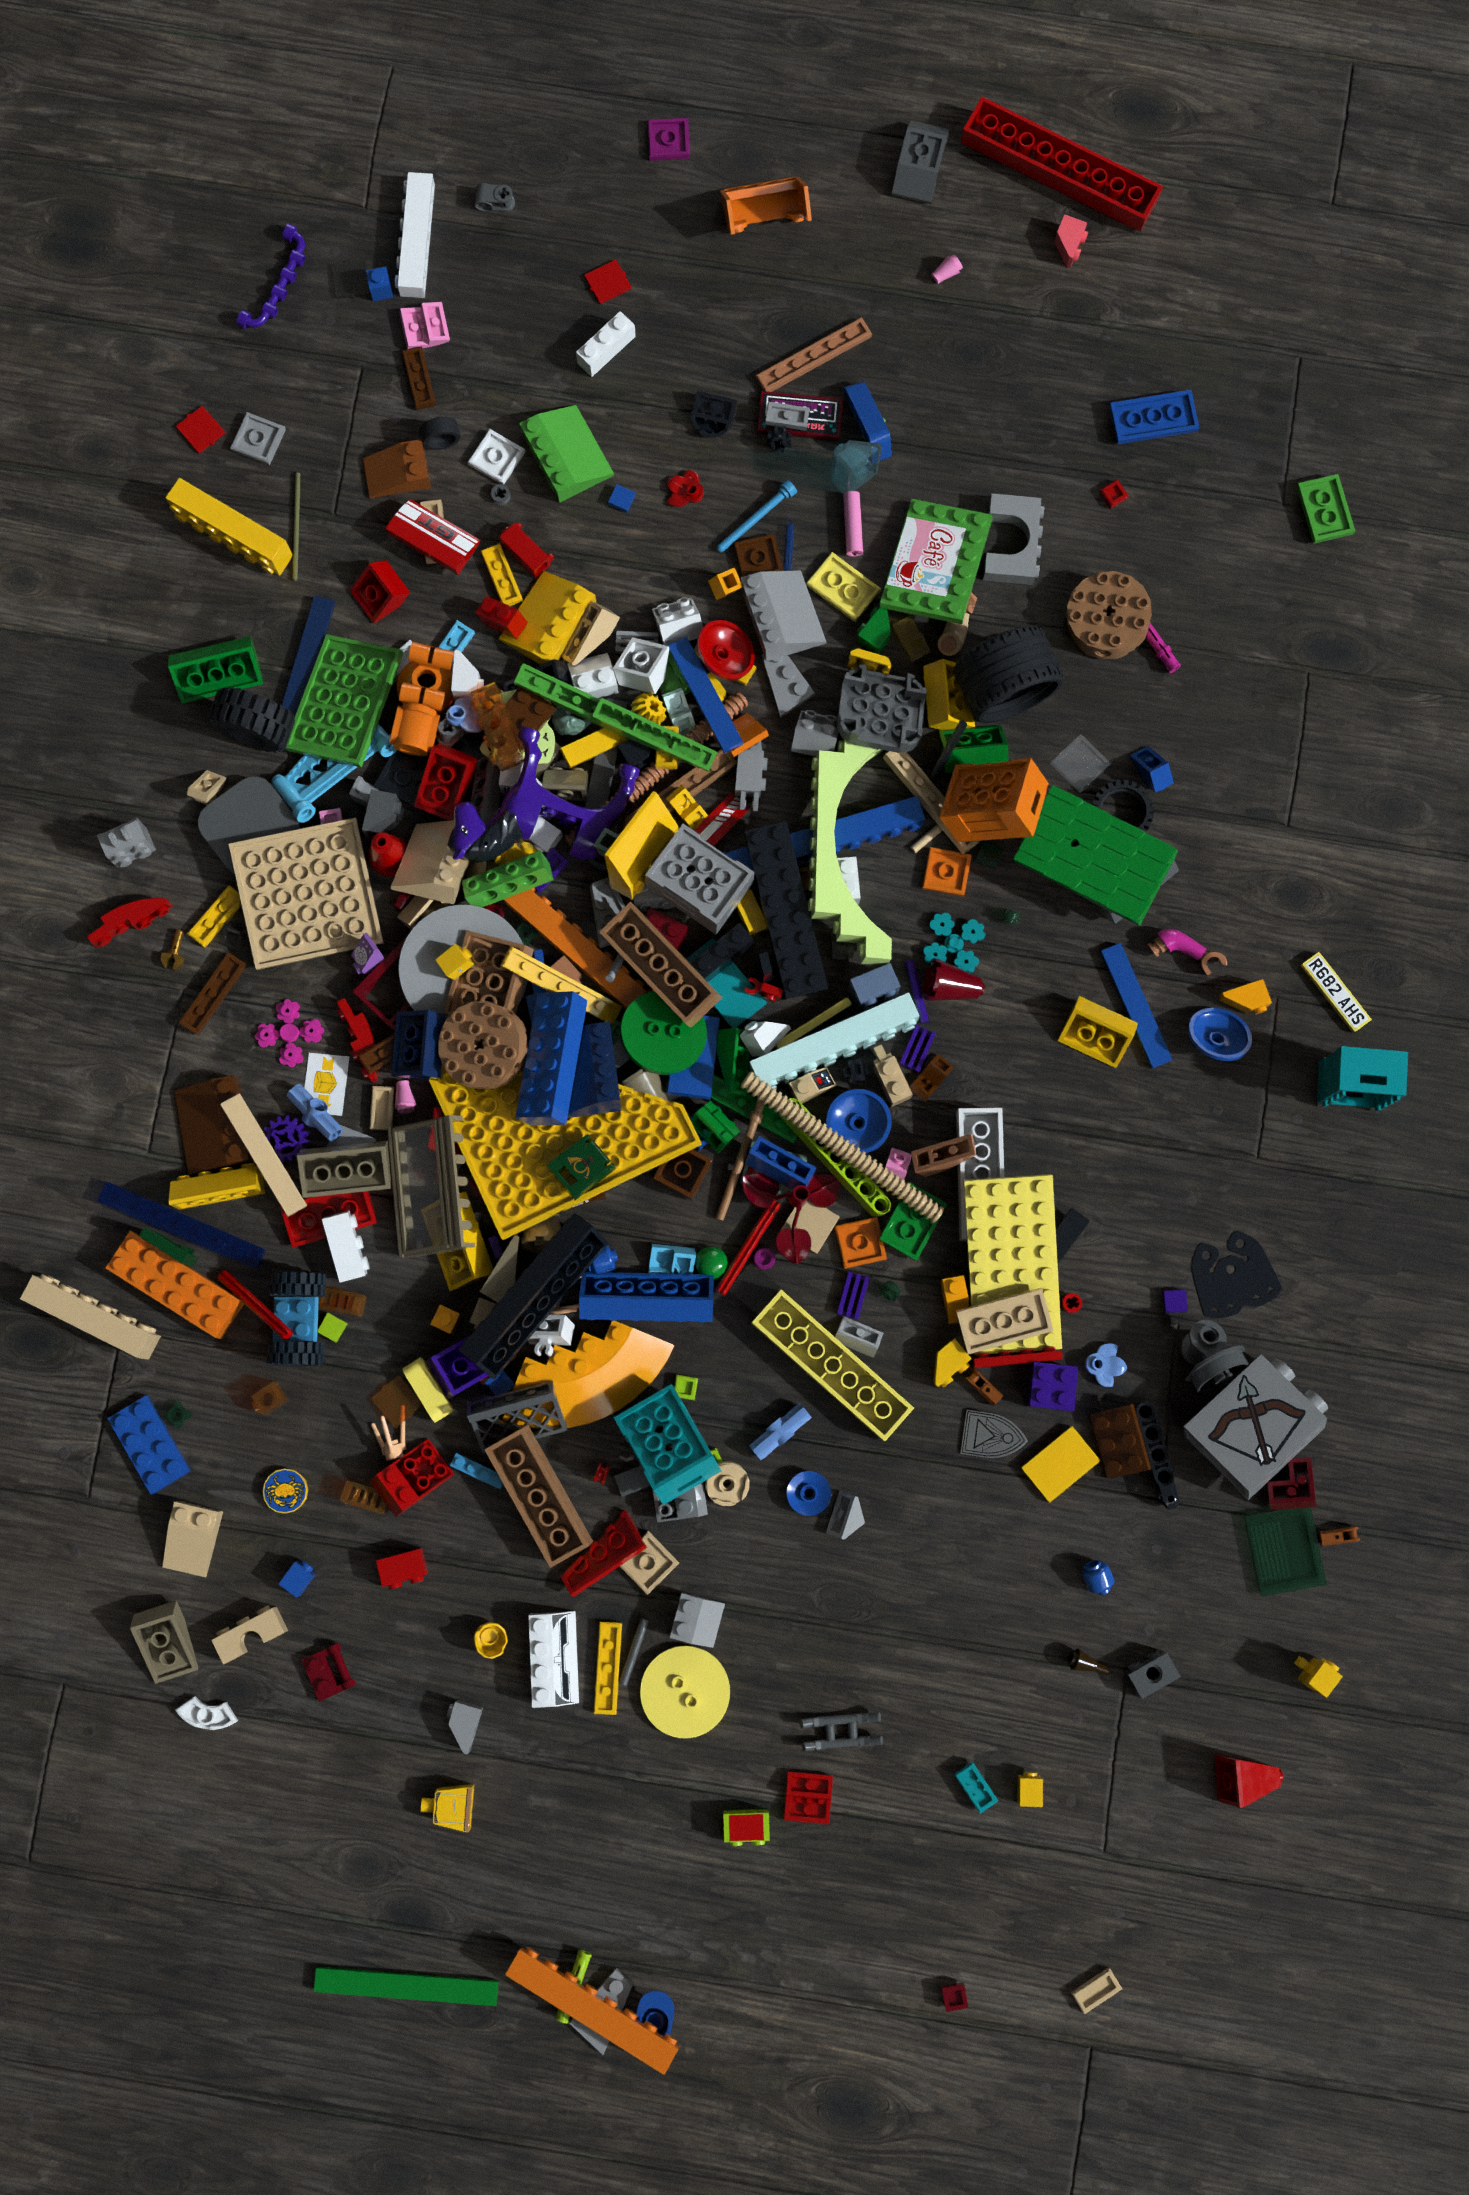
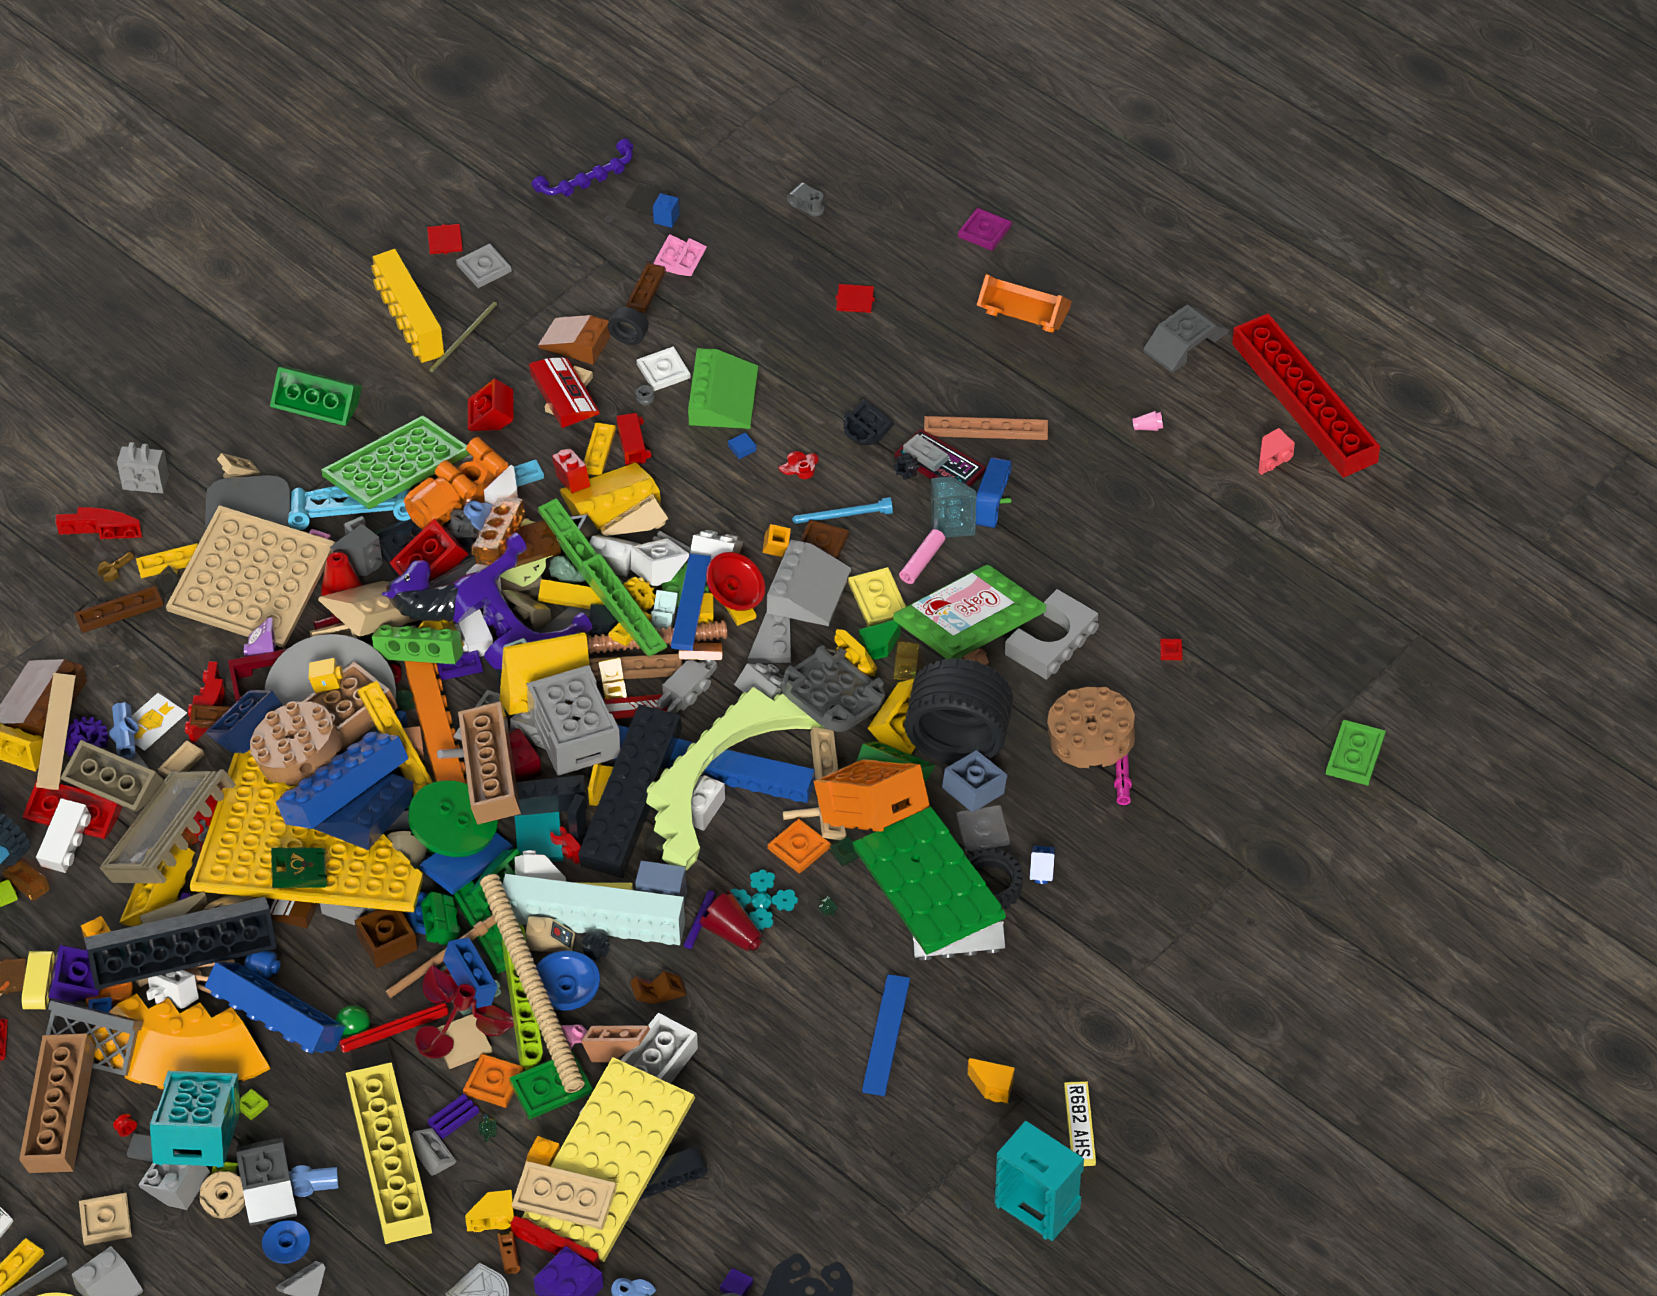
camera: 35 degrees right, 30 degrees down
(251, 719) = (309, 431): black tyre -> none
(289, 1033) = (154, 669): dark pink plant -> none
(308, 651) = (423, 406): dark blue tile -> none
(404, 1098) = (205, 760): bright pink cone -> none
(416, 235) = (722, 194): white brick -> none
(476, 1470) = (23, 1060): dark azure piece -> none
(605, 344) = (815, 334): white brick -> none
(612, 1550) = (72, 1188): red wing -> none
(671, 1259) = (321, 998): medium azure slope -> none
(751, 1449) = (266, 1181): none -> dark grey slope
(764, 1258) = (400, 1045): magenta tile -> none
(790, 542) = (855, 548): blue piece -> none
(890, 1077) = (621, 967): tan hinge -> none
(924, 1032) = (662, 959): dark purple tile -> none
(947, 751) = (874, 726): black bar -> none
(1051, 726) = (974, 781): none -> sand blue brick
(1069, 1296) = (644, 1226): red bush -> none
(1098, 1032) = (834, 1032): yellow slope -> none
(1154, 417) = (1250, 610): blue plate -> none
(1176, 940) = (961, 1001): dark pink piece -> none
(1219, 1034) = (941, 1090): blue dish -> none

